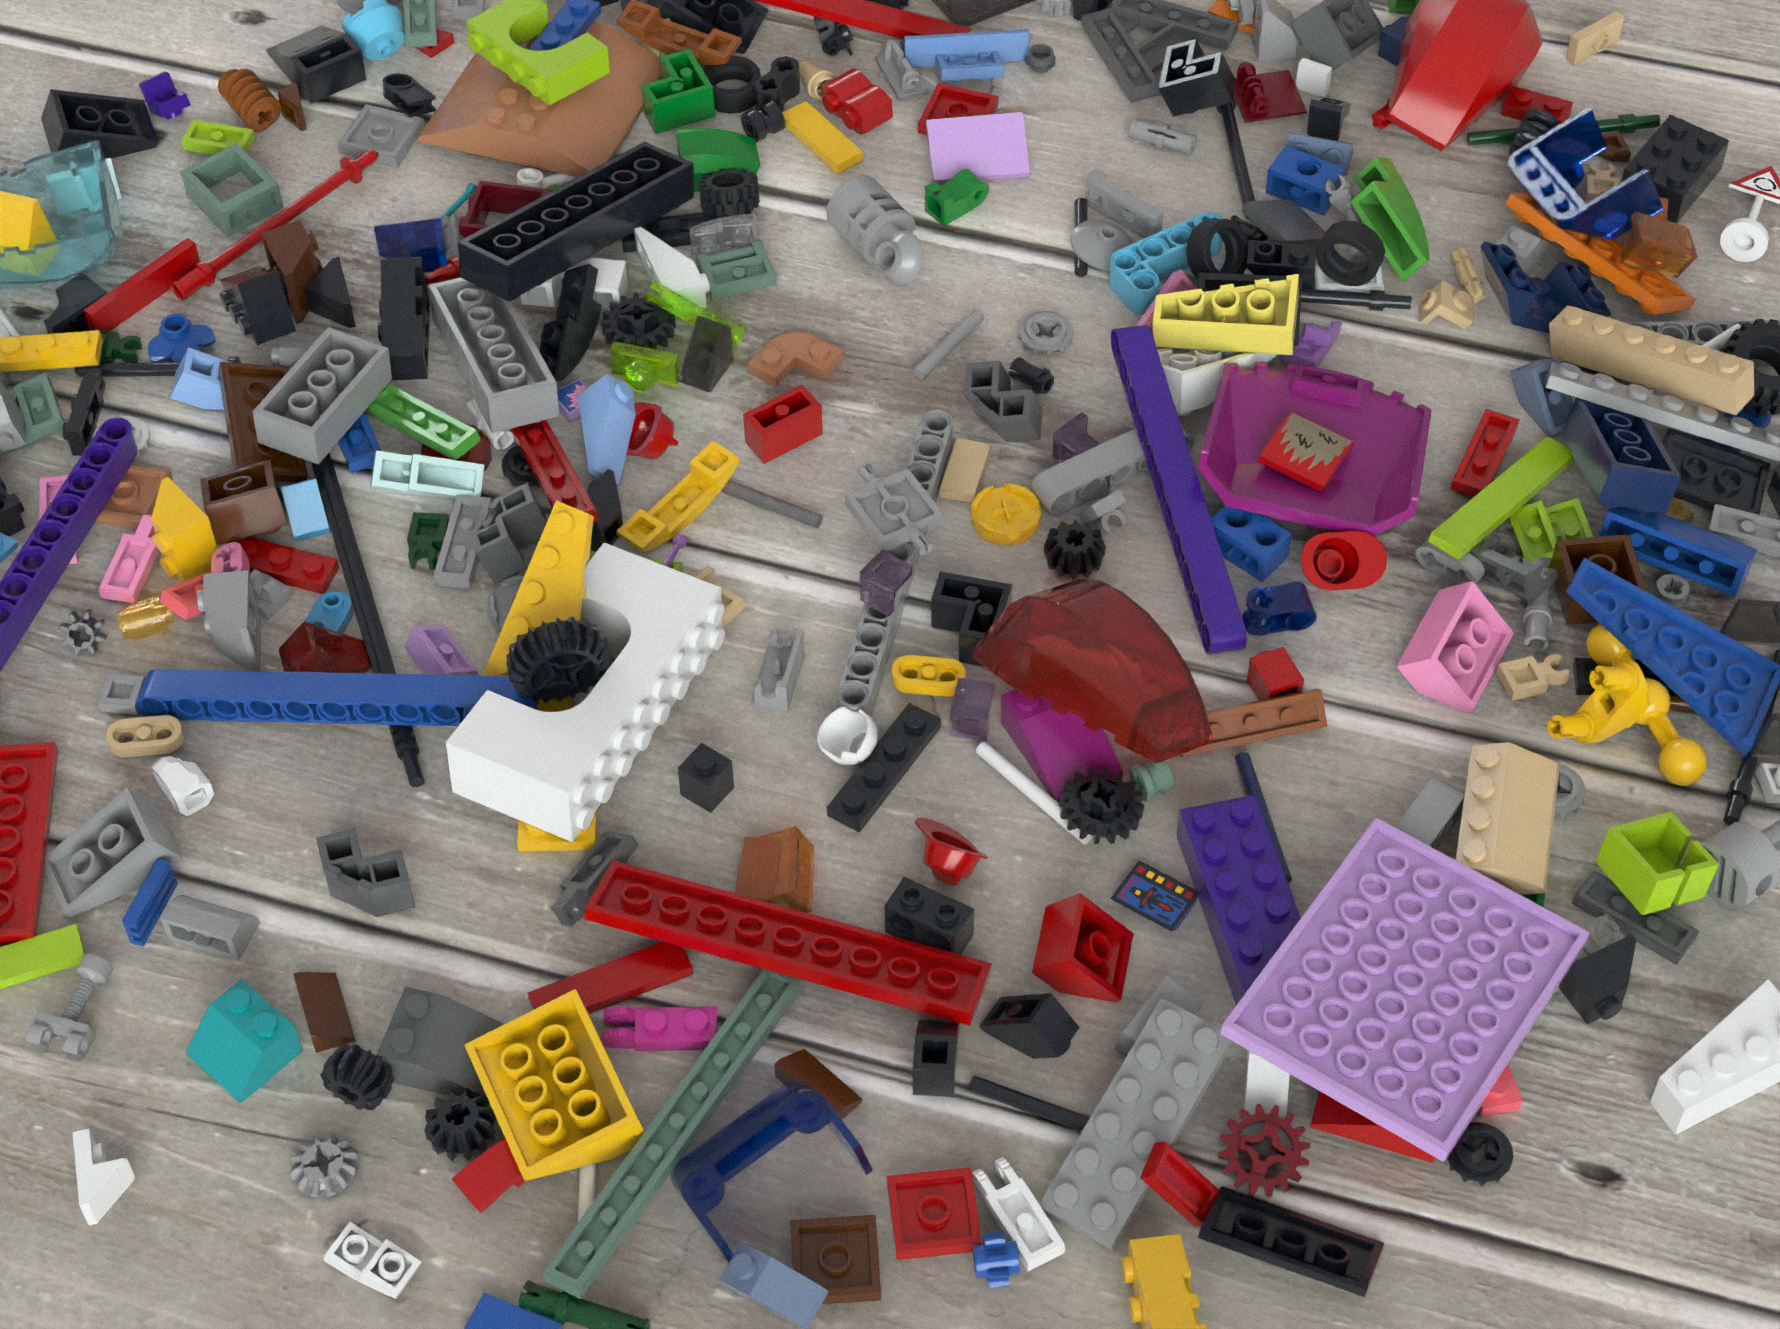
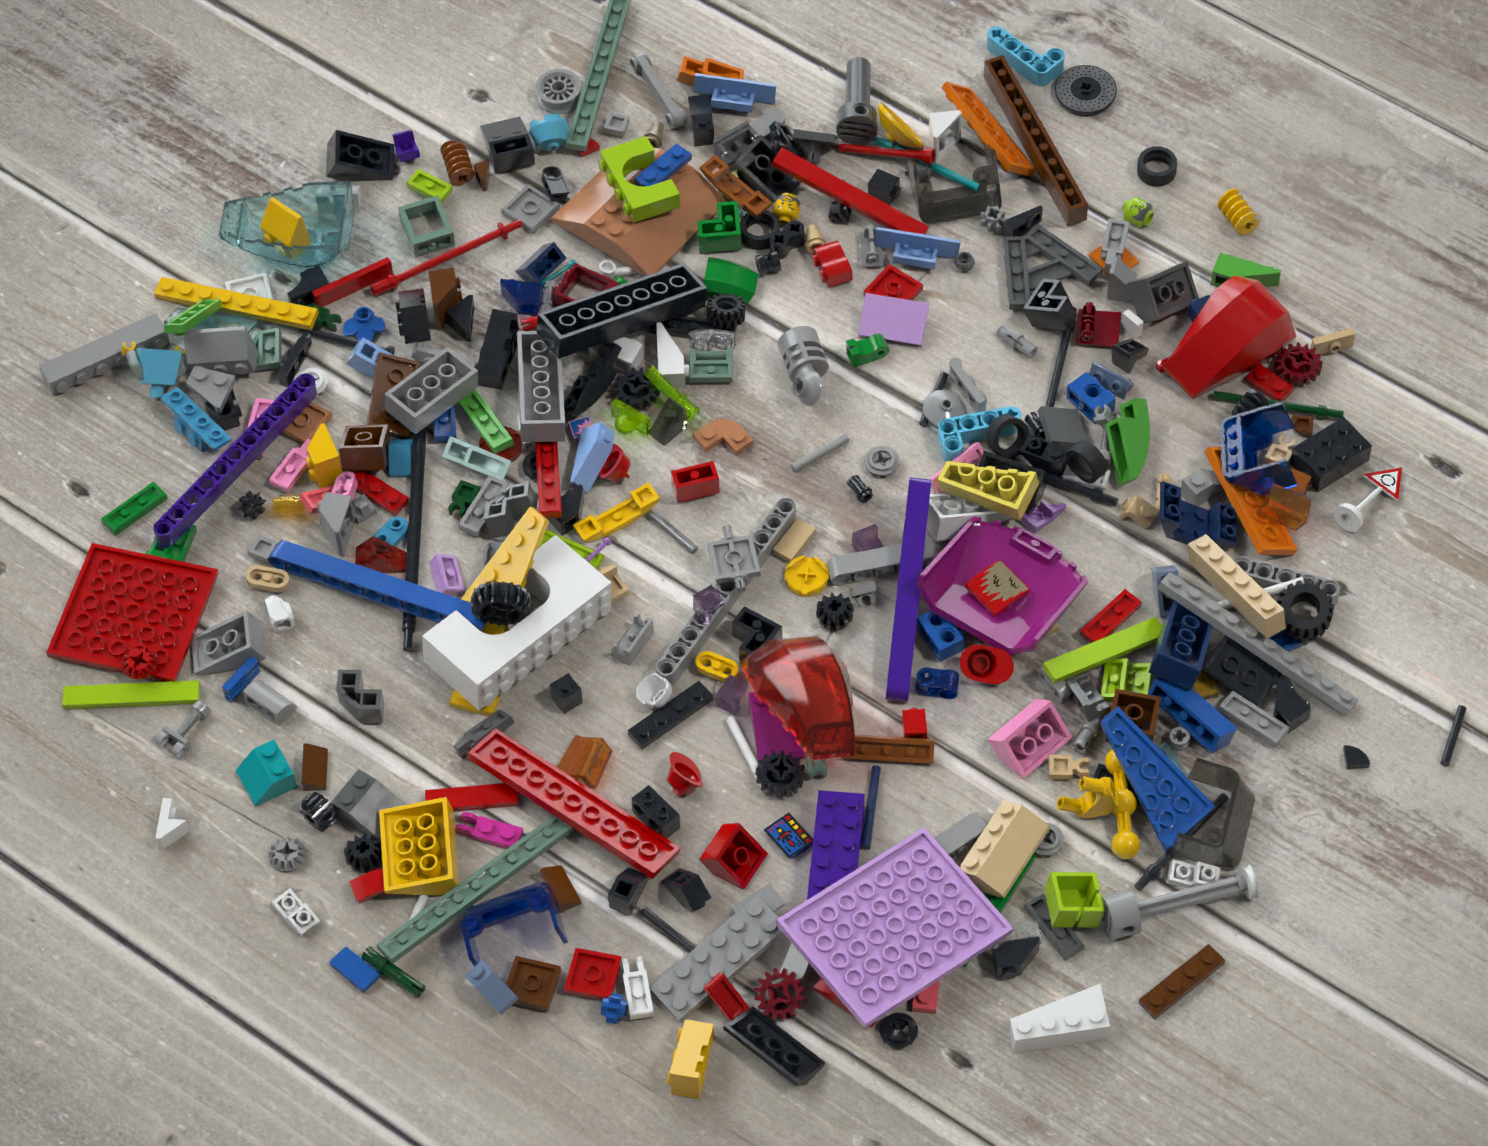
camera: 20 degrees right, 5 degrees up
(427, 195) = (541, 263): none -> dark blue brick
(760, 47) = (786, 208): none -> yellow head
(822, 137) = (801, 283): yellow tile -> none
(1010, 413) = (826, 495): dark grey brick -> none
(1565, 73) = (1298, 364): none -> dark red gear

